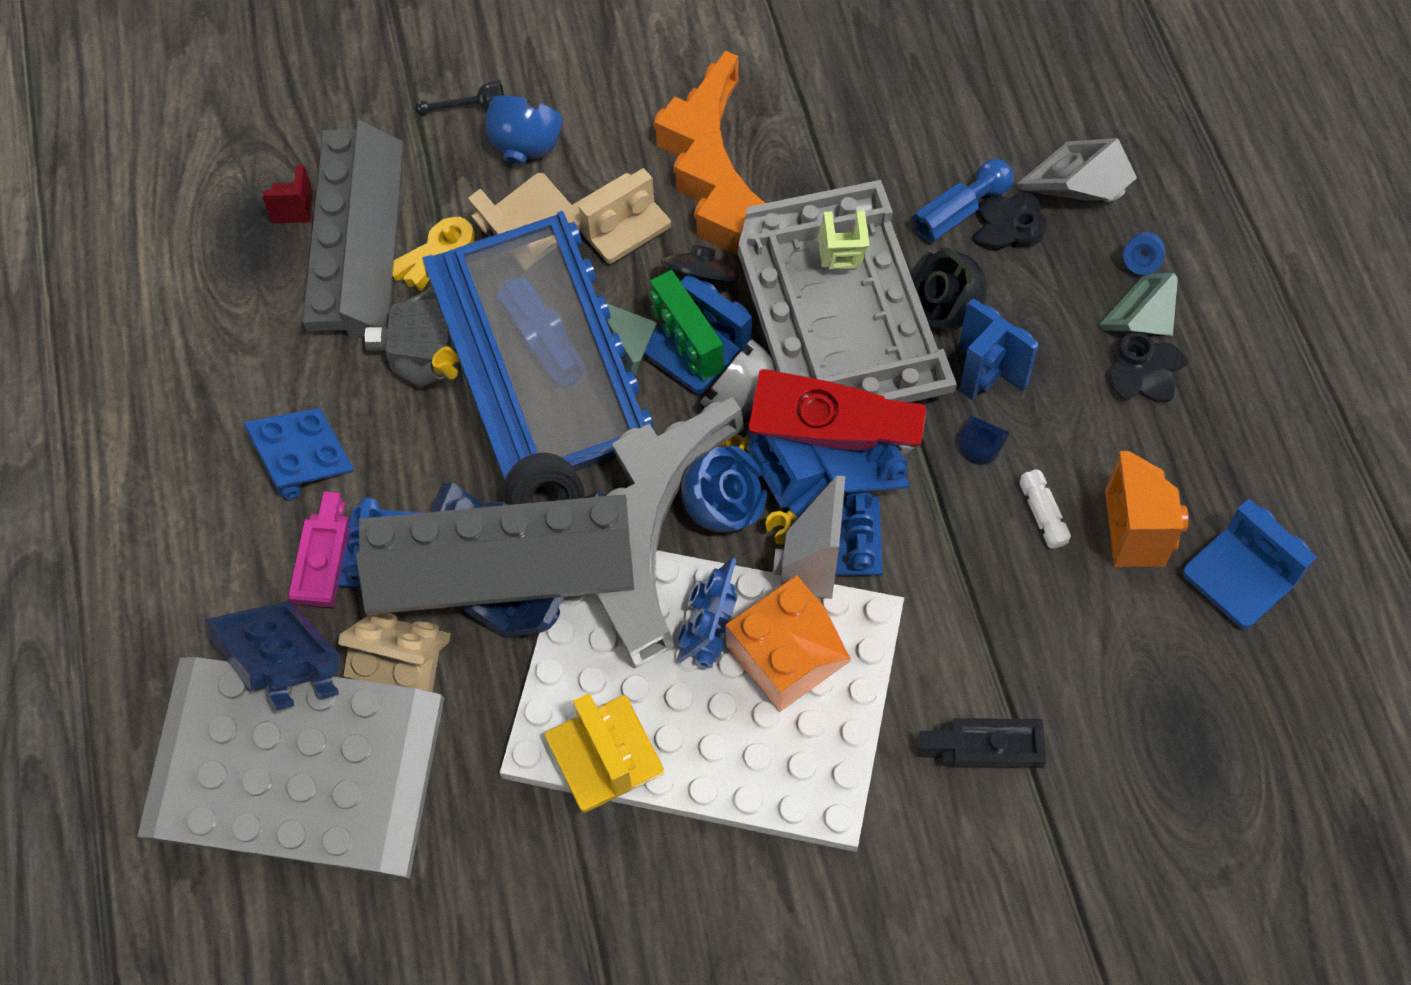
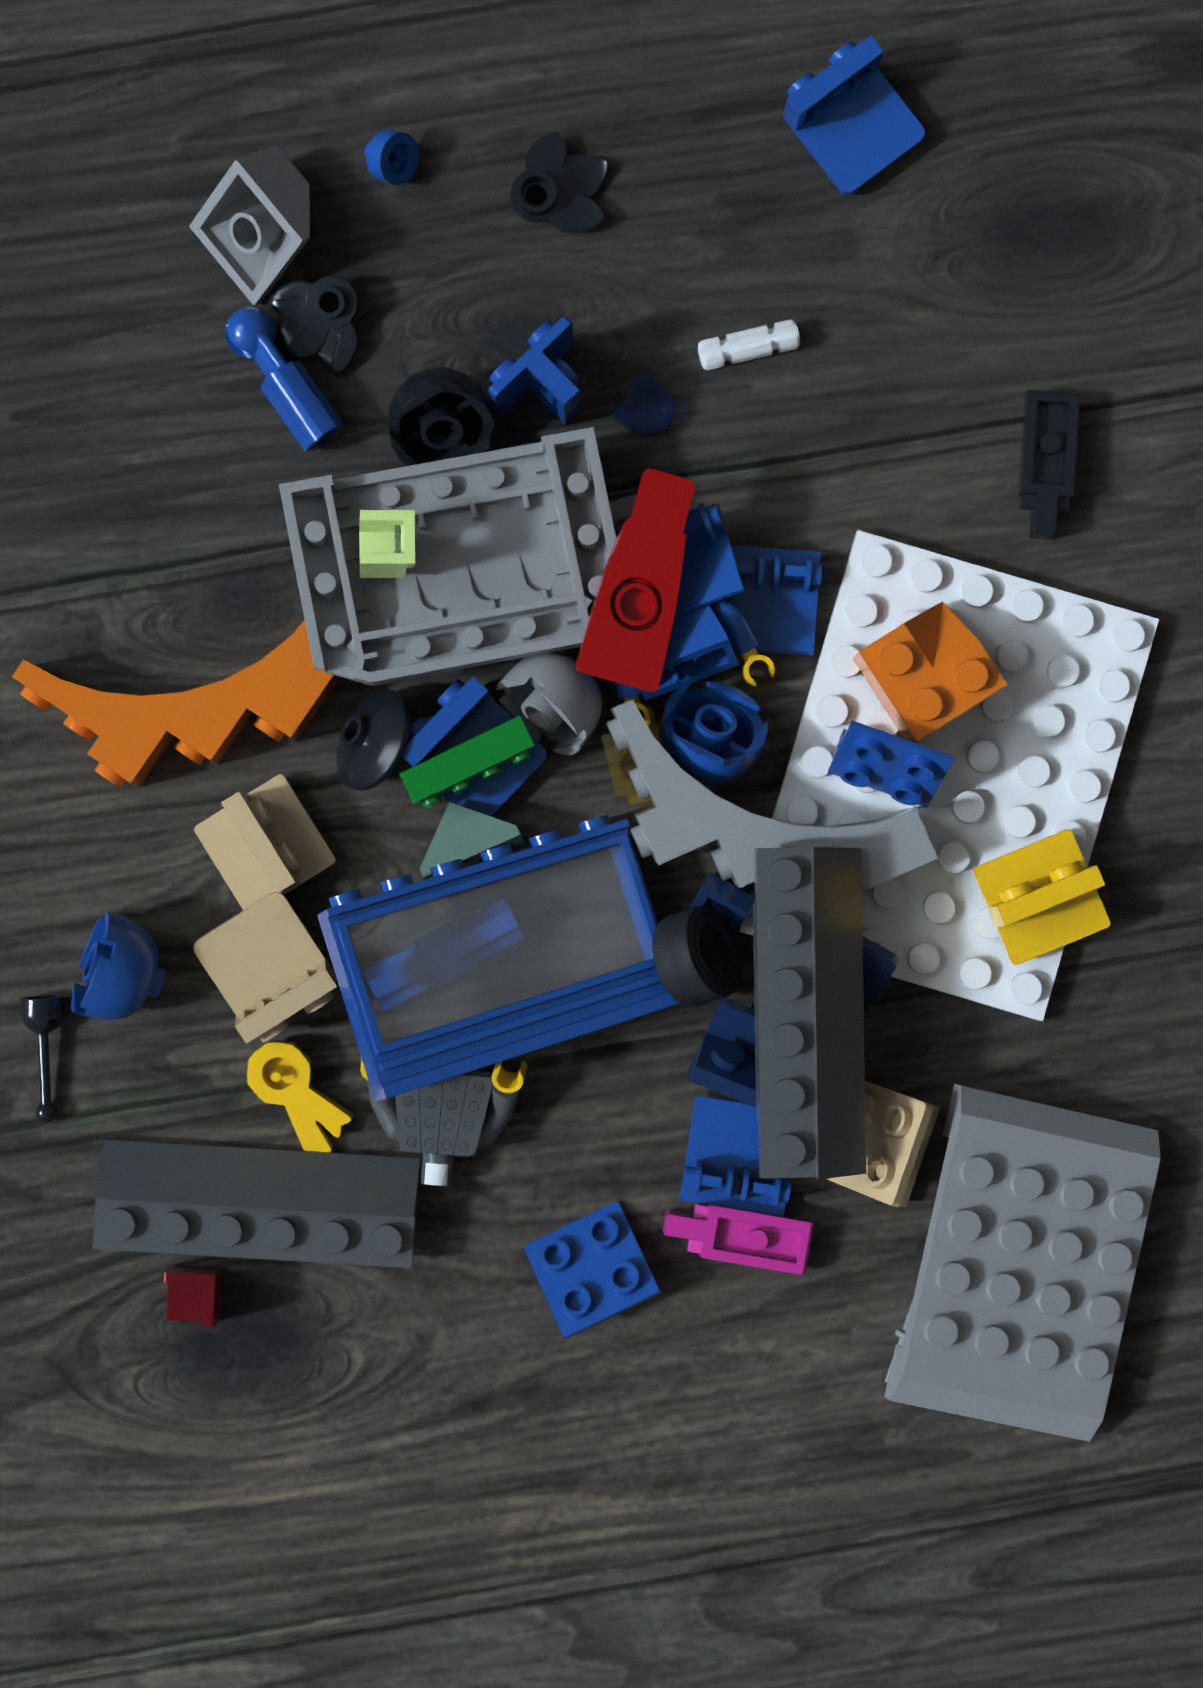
camera: 90 degrees left, 25 degrees up
(274, 650) = (897, 1283): dark blue tile -> none
(814, 543) = (809, 625): light grey slope -> none
(1143, 513) = (784, 229): orange slope -> none
(1146, 307) = (470, 172): sand green slope -> none

